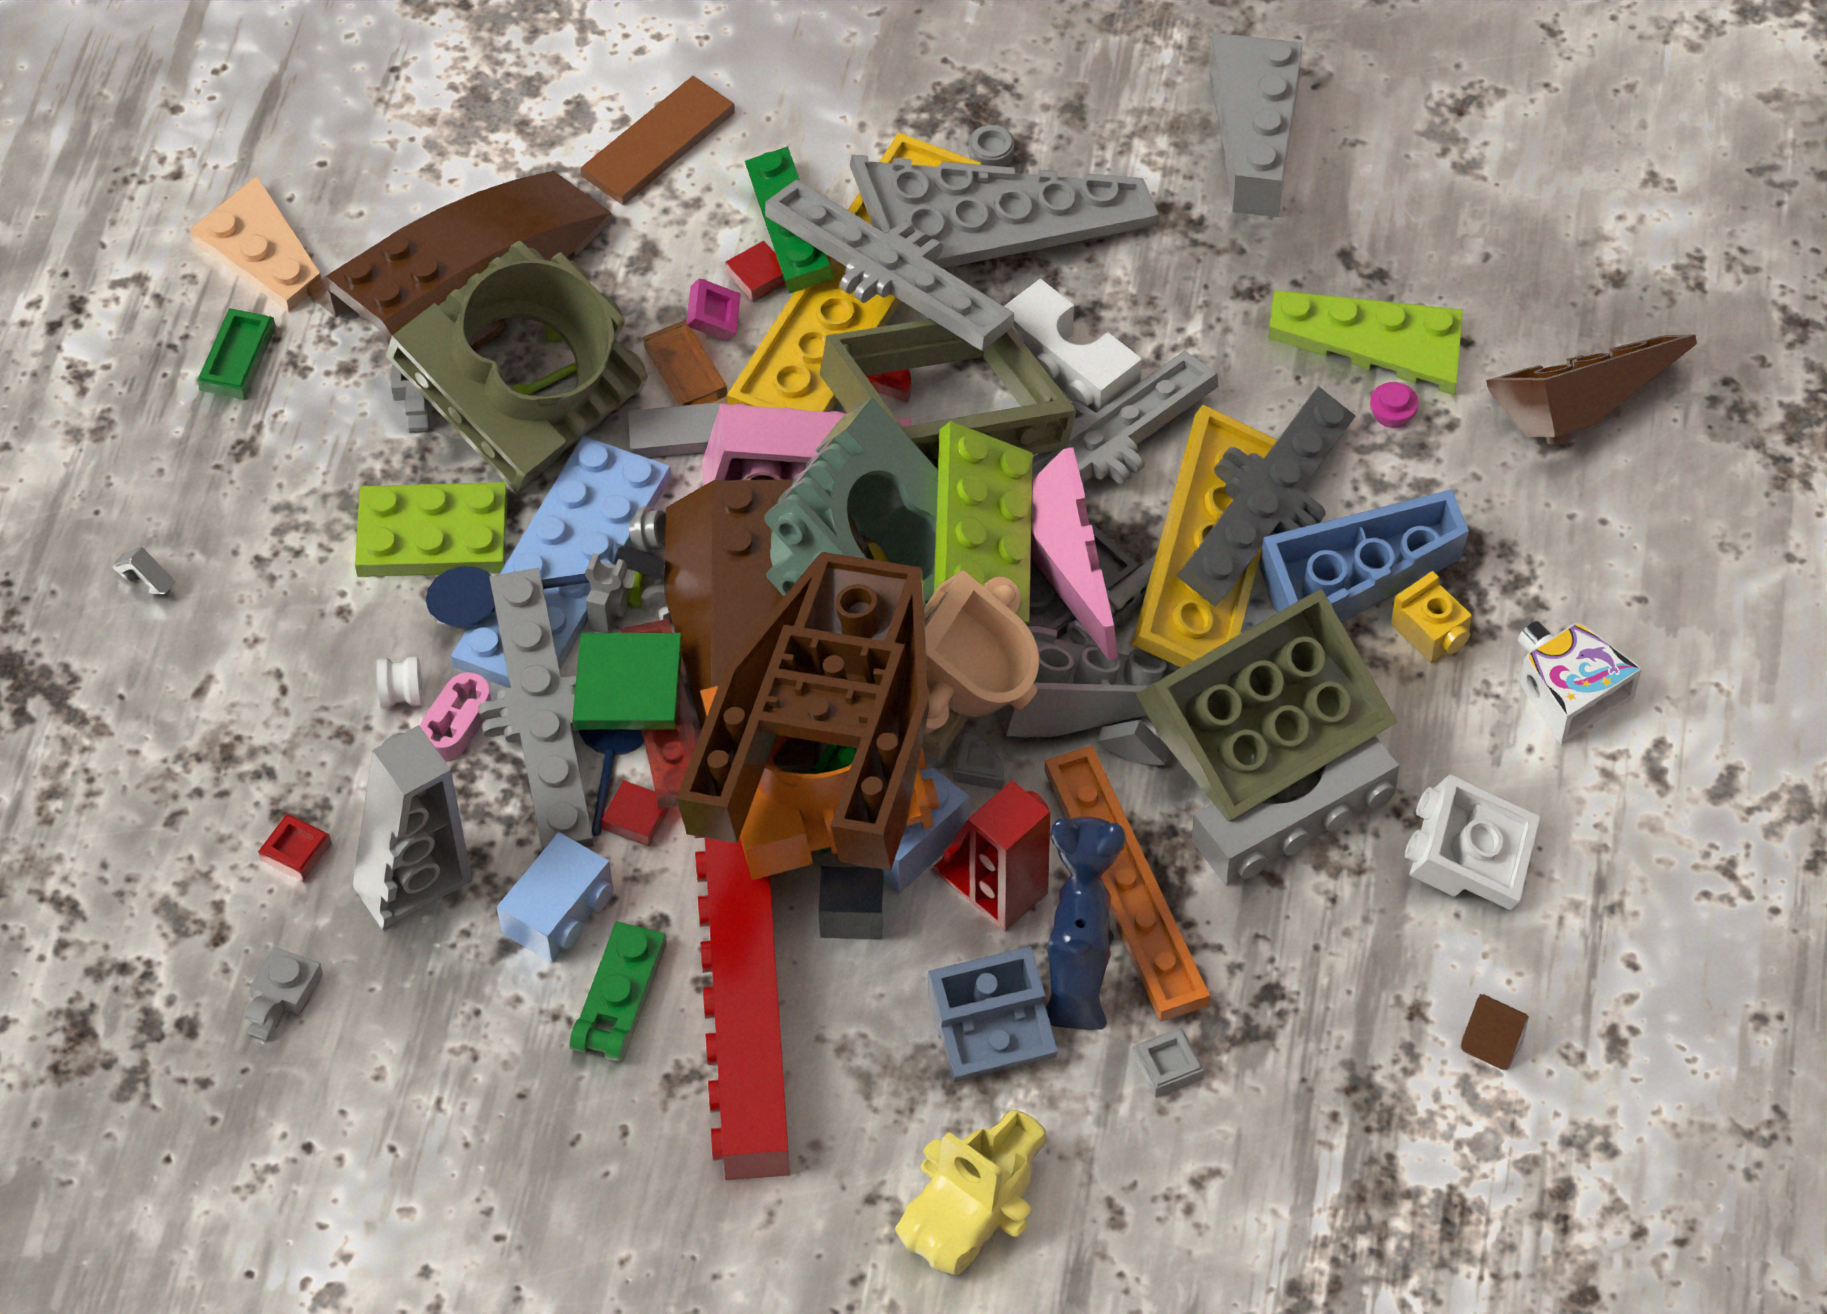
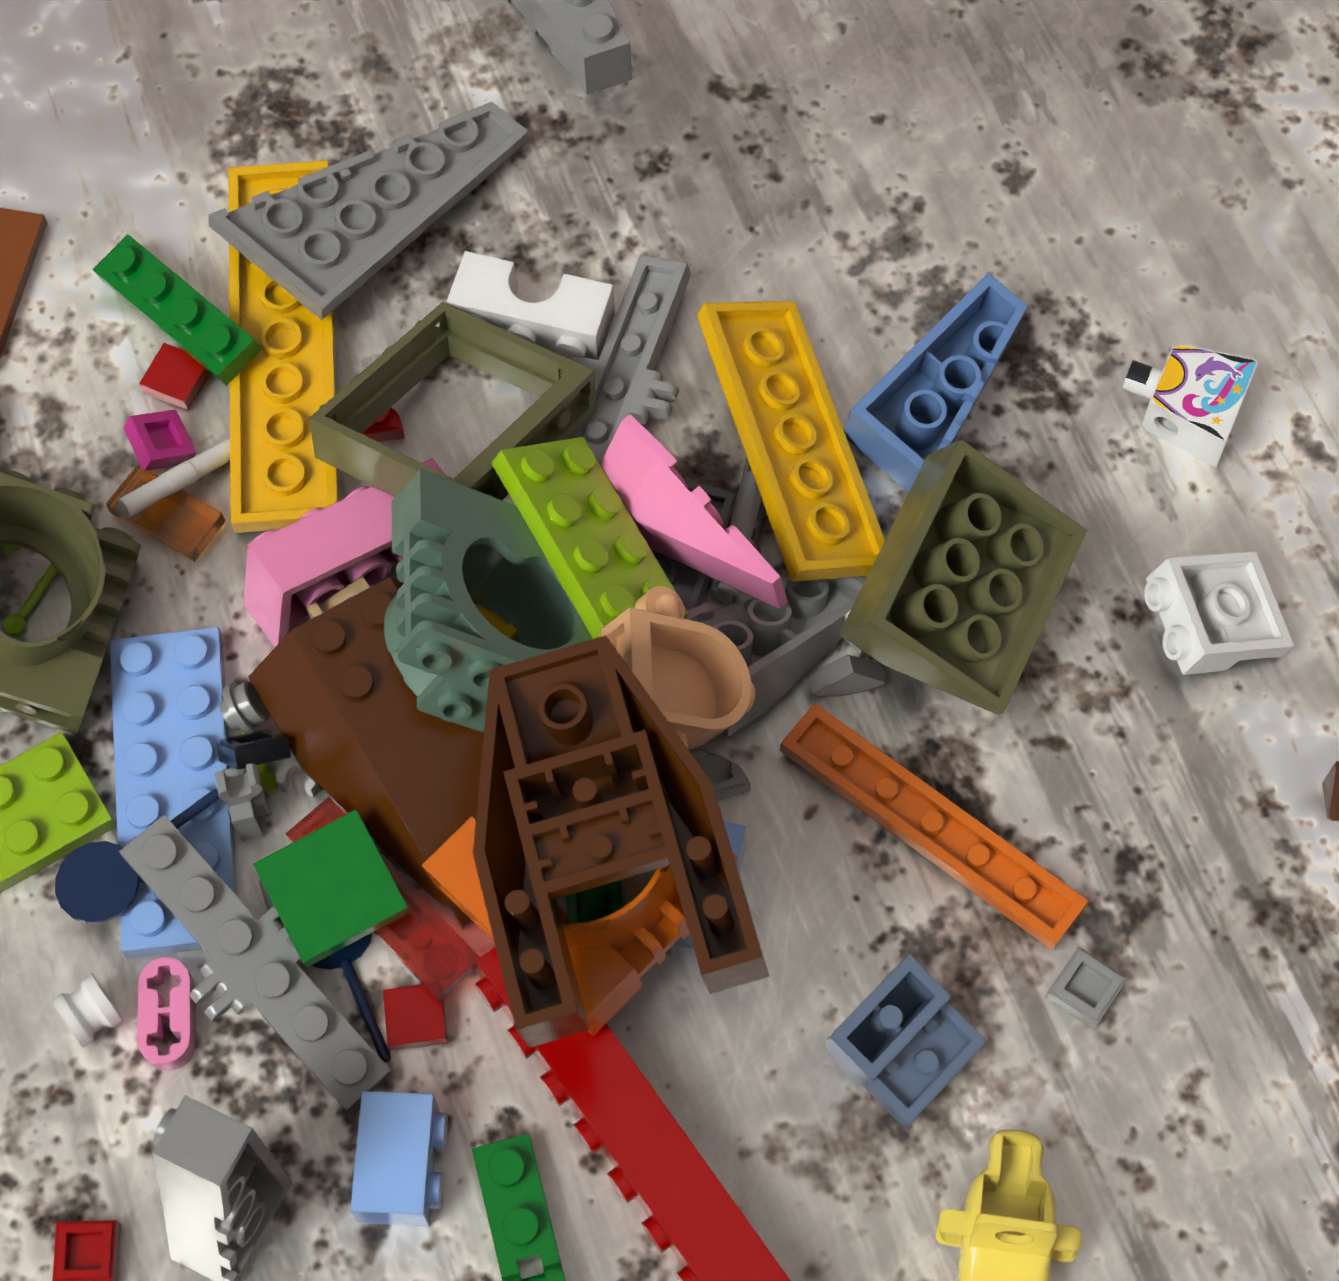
camera: 30 degrees left, 10 degrees up
(671, 429) = (197, 584): light grey tile -> none
(703, 342) = (174, 480): none -> white piece
(851, 903) = (685, 1001): black panel -> none
(890, 264) = (318, 310): light grey hinge -> none
(991, 146) = (323, 138): light grey tile -> none
(1001, 856) = (809, 869): red wedge -> none
(1081, 931) = (946, 899): dark blue animal -> none
(1266, 495) = (814, 365): dark grey hinge -> none
(1267, 831) = (1018, 731): light grey arch -> none
(1392, 335) = (812, 145): lime wing -> none
(1394, 404) = (859, 211): dark pink plate -> none
(1431, 618) = (1034, 407): yellow brick -> none
(1582, 392) = (1018, 111): reddish brown wedge -> none

